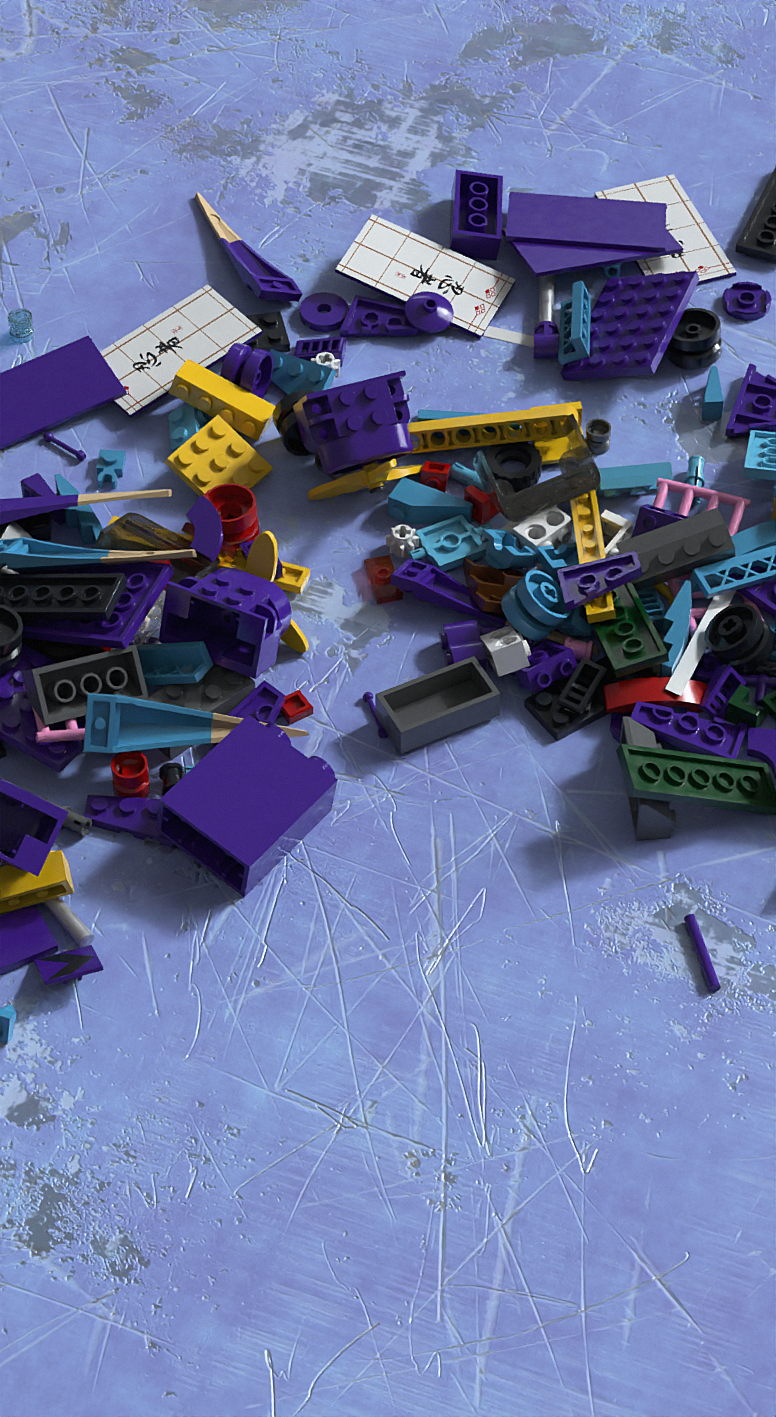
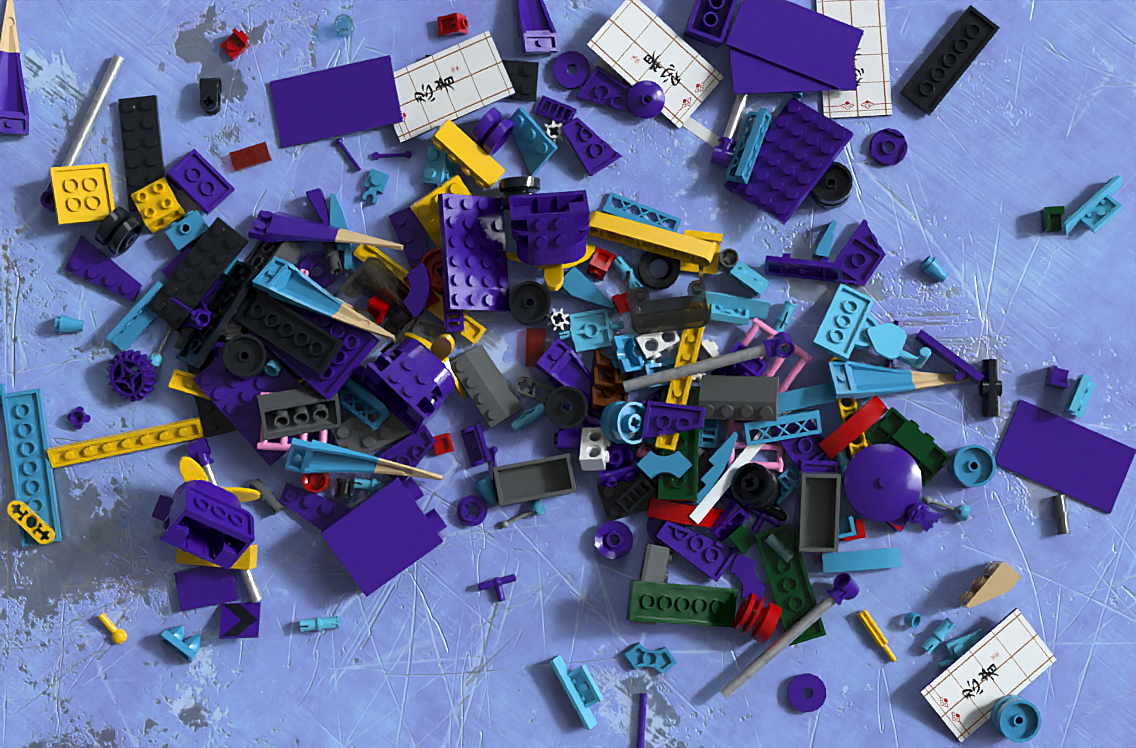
camera: 15 degrees right, 35 degrees up
(31, 648) = (273, 367): none -> medium azure hinge
(75, 537) = (332, 257): none -> dark grey pin
(101, 440) = (376, 155): none -> dark purple hinge
(157, 298) = (452, 24): none -> red bracket
(171, 508) = (411, 235): none -> dark purple wing
(188, 944) = (319, 623): none -> medium azure pin
(267, 485) = (473, 253): none -> dark purple plate
(335, 634) = (486, 386): none -> dark grey slope
(342, 693) = (476, 445): none -> dark purple hinge
(358, 528) = (527, 314): none -> black wheel
(359, 758) = (472, 501): none -> dark purple gear
(366, 362) = (589, 147): none -> dark purple wing
(373, 736) = (487, 490): none -> dark azure cone
(402, 650) = (528, 417): none -> medium azure pin
(418, 615) = (529, 382): none -> dark grey beam
(430, 839) = (497, 583): none -> dark purple piece
(451, 603) = (561, 417): none -> black wheel
(452, 743) = (536, 509): none -> hinge
(575, 741) = (624, 537): none -> dark purple dish
(600, 926) = (579, 688): none -> medium azure bracket
(620, 629) = (673, 464): none -> dark azure tile
(631, 447) = (749, 278): none -> medium azure bracket
(669, 876) = (658, 659): none -> dark azure tile
(691, 484) = (770, 347): none -> flat silver piece
(698, 419) = (803, 268): none -> dark purple hinge

